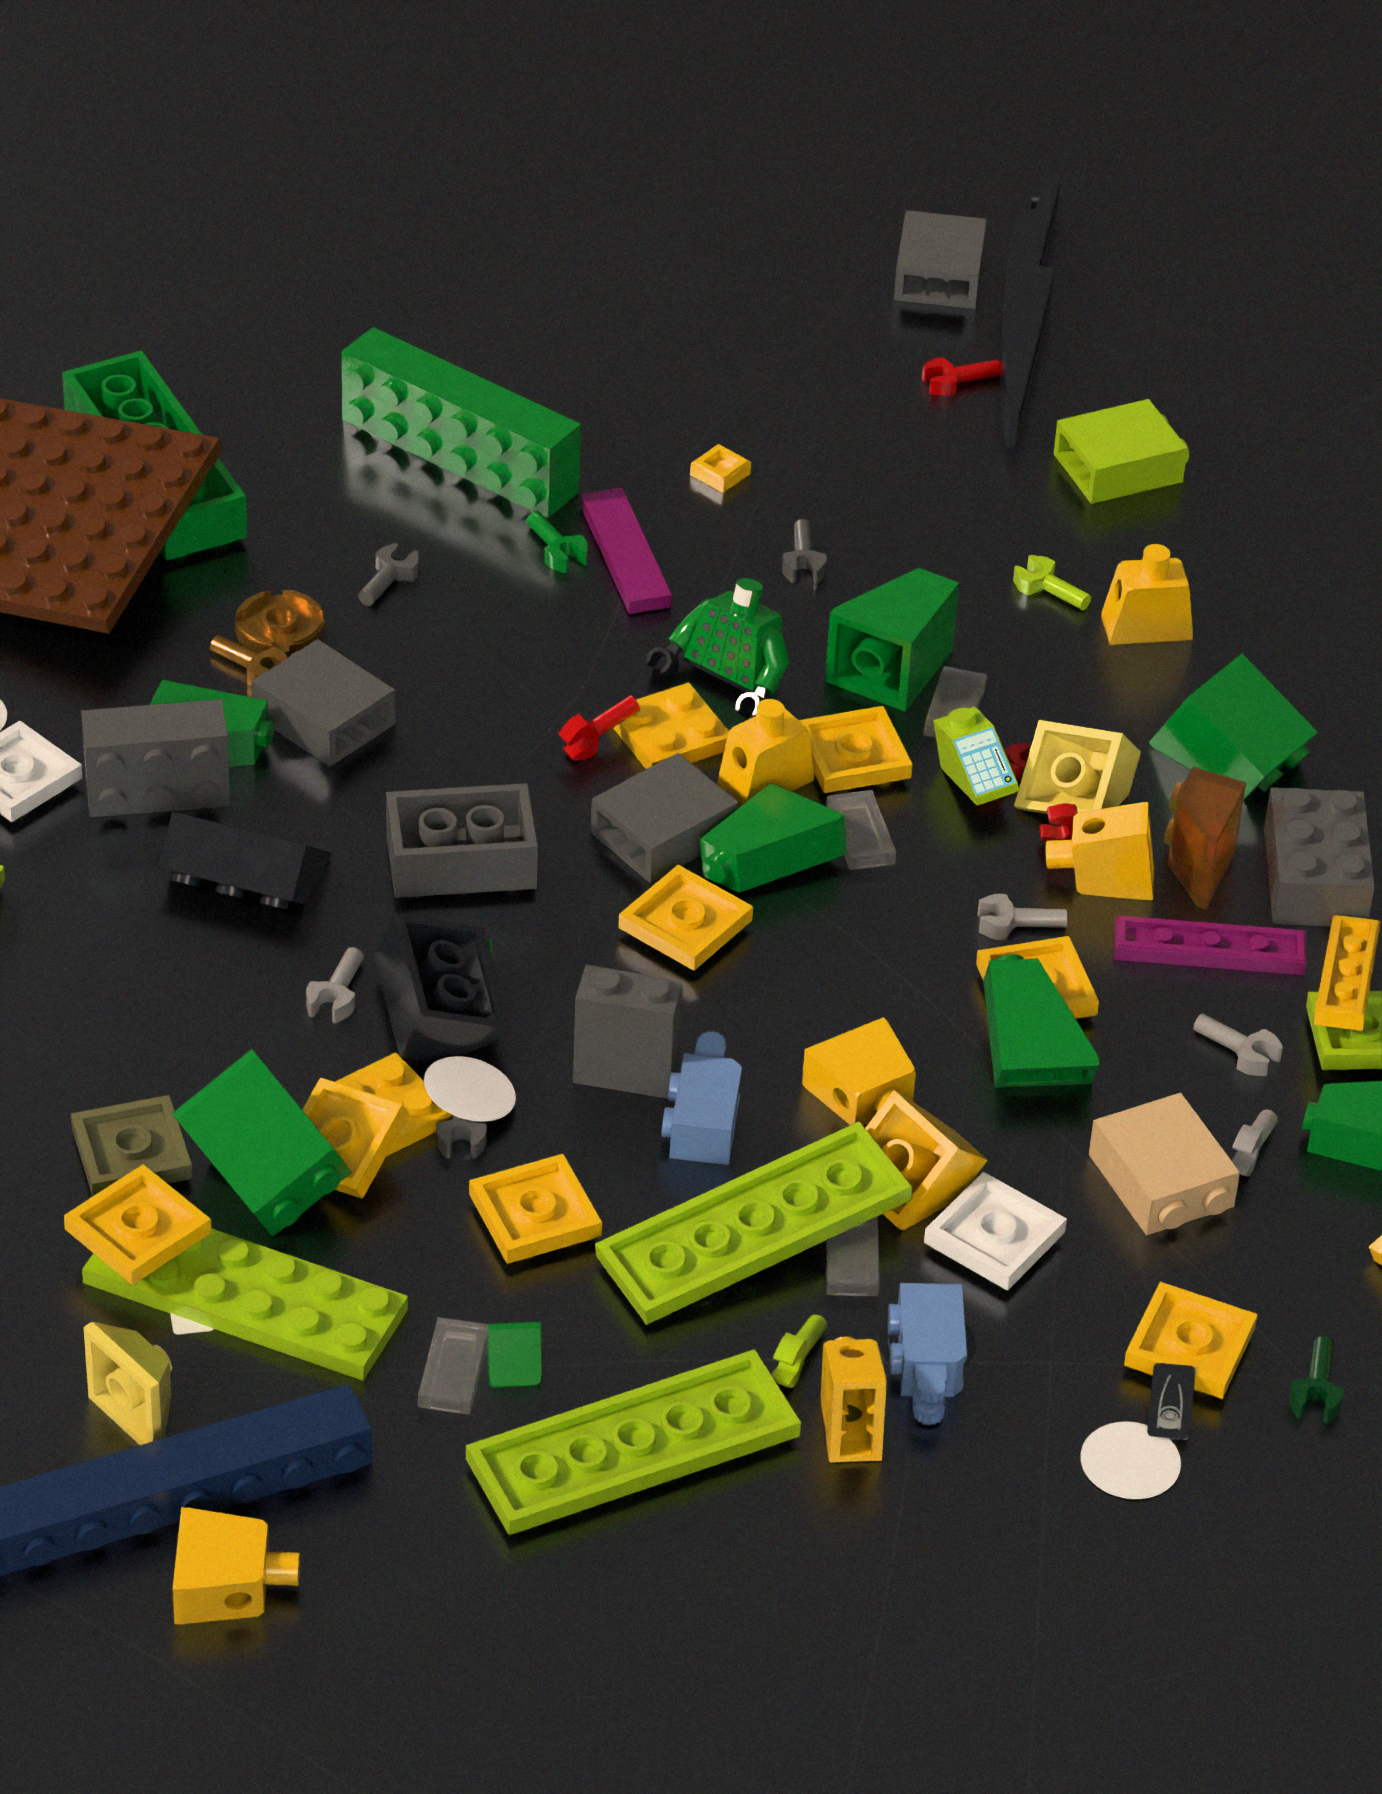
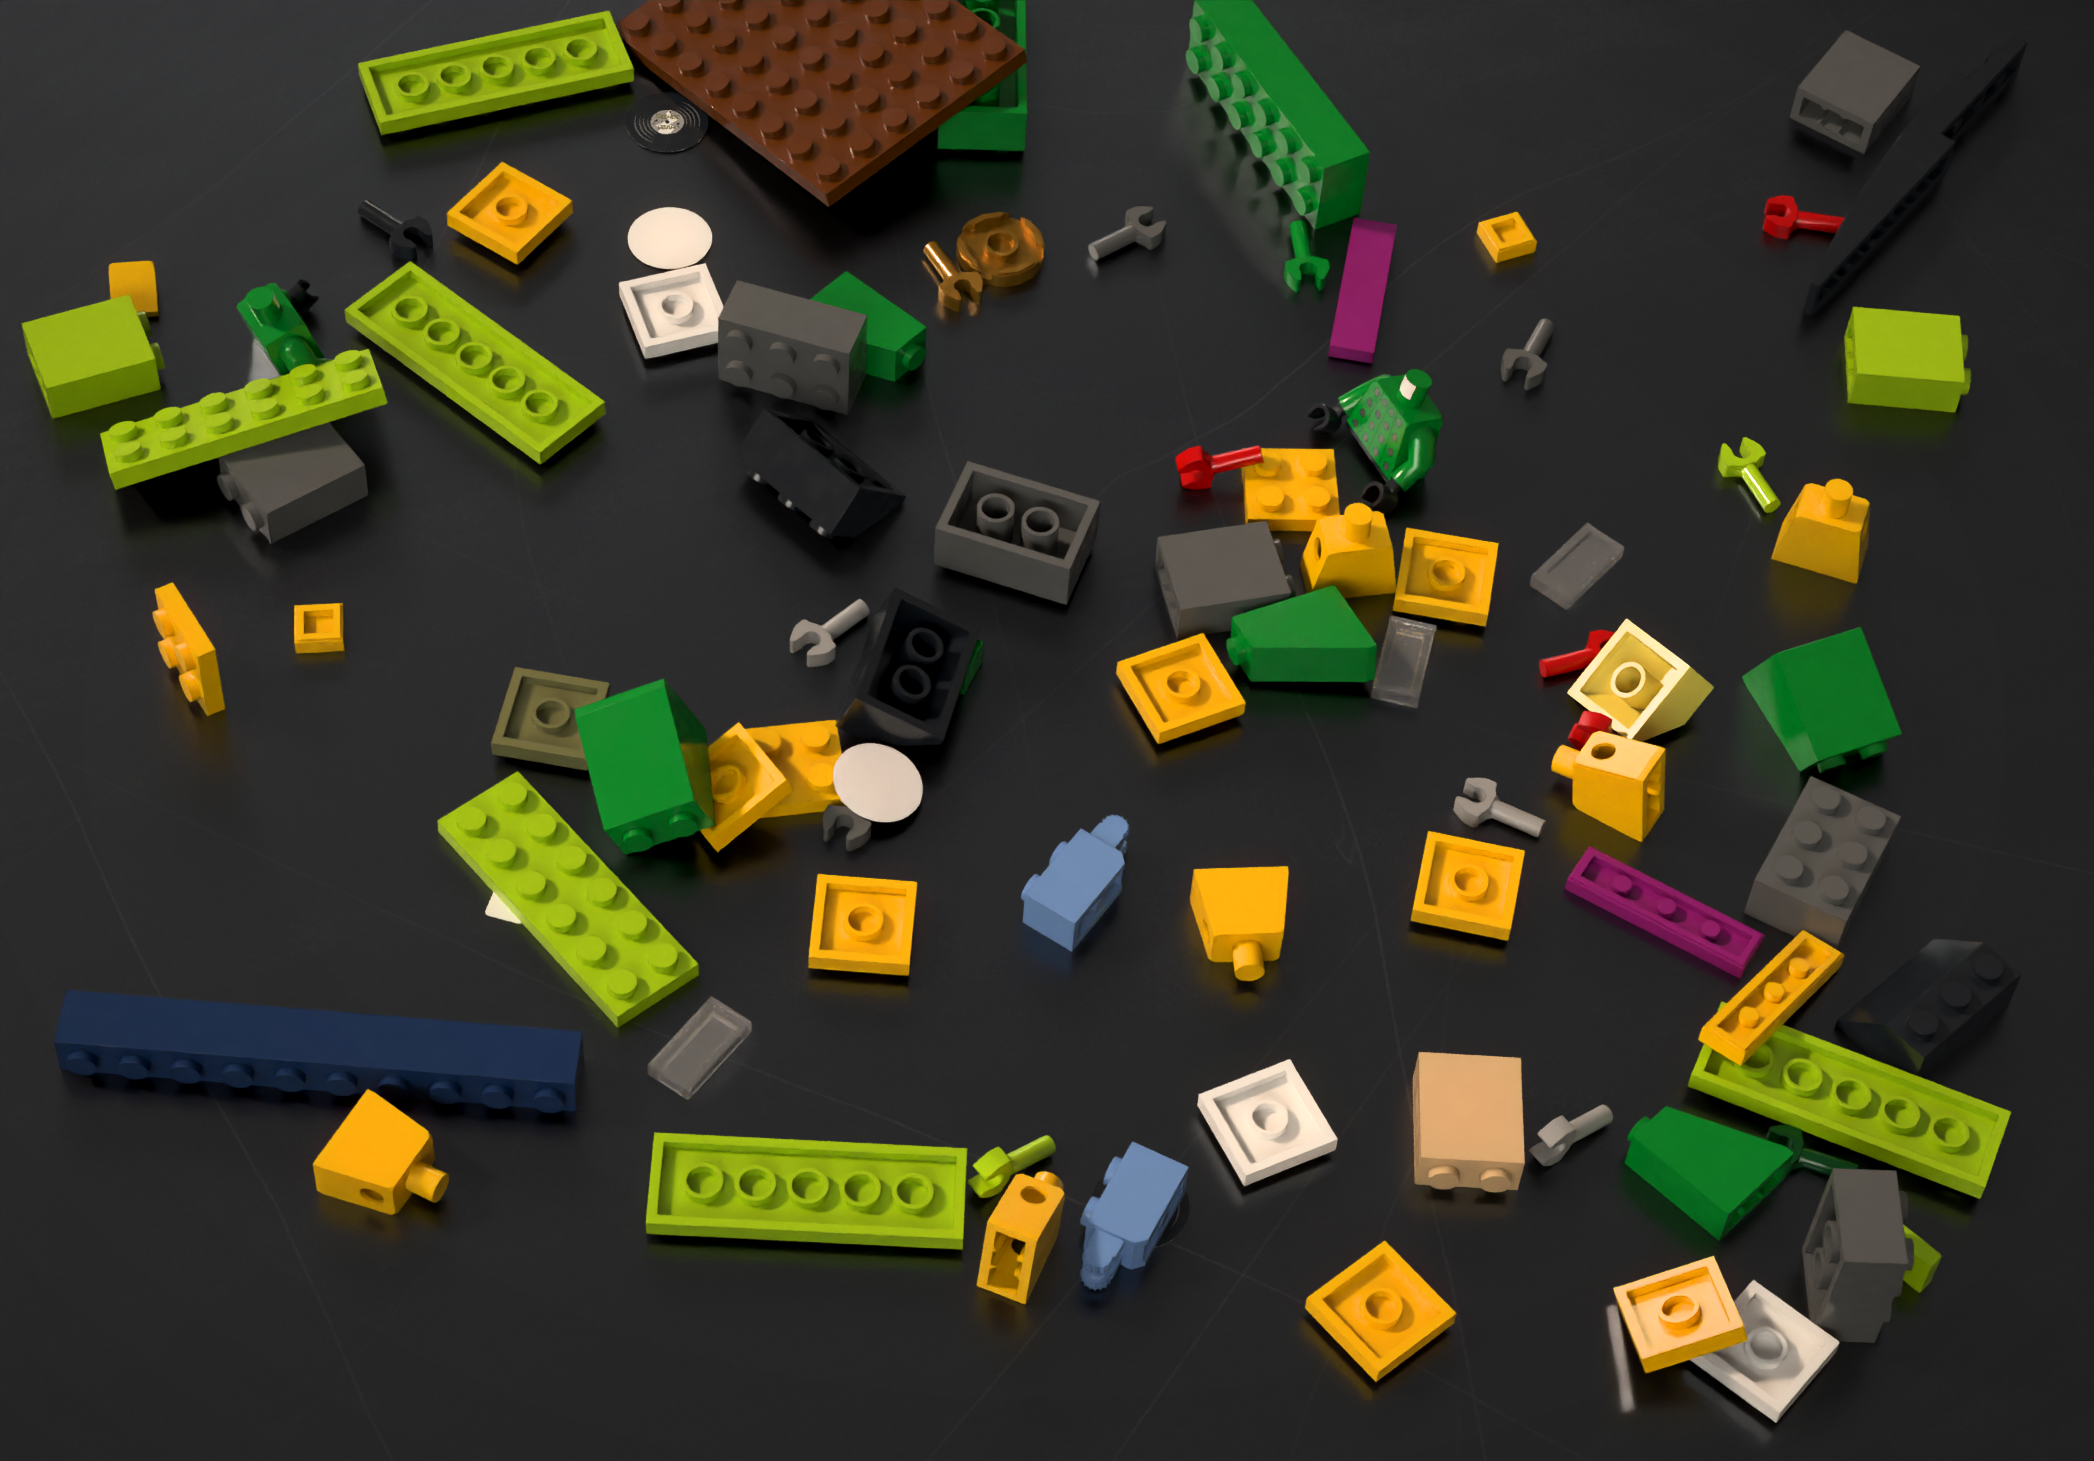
camera: 25 degrees right, 10 degrees up
(128, 1380) = (409, 947): light yellow slope -> none
(137, 1224) = (497, 800): yellow plate -> none
(325, 702) = (985, 345): dark grey brick -> none
(514, 1354) = (755, 1061): green slope -> none
(627, 1031) = (1037, 784): dark grey brick -> none
(753, 1222) = (1045, 1022): lime plate -> none
(853, 1261) = (1124, 1086): clear tile -> none
(893, 638) = (1547, 478): green slope -> none
(927, 1154) = (1229, 1021): yellow slope -> none
(974, 755) = (1548, 630): slope -> none
(1032, 1028) = (1421, 932): green slope -> none
(1129, 1461) = (1253, 1405): white sticker -> none
(1171, 1401) = (1322, 1364): black sticker -> none
(1203, 831) = (1721, 796): clear orange slope -> none
(1248, 1048) = (1629, 1029): light grey bar -> none
(1318, 1384) = (1477, 1406): dark green bar -> none

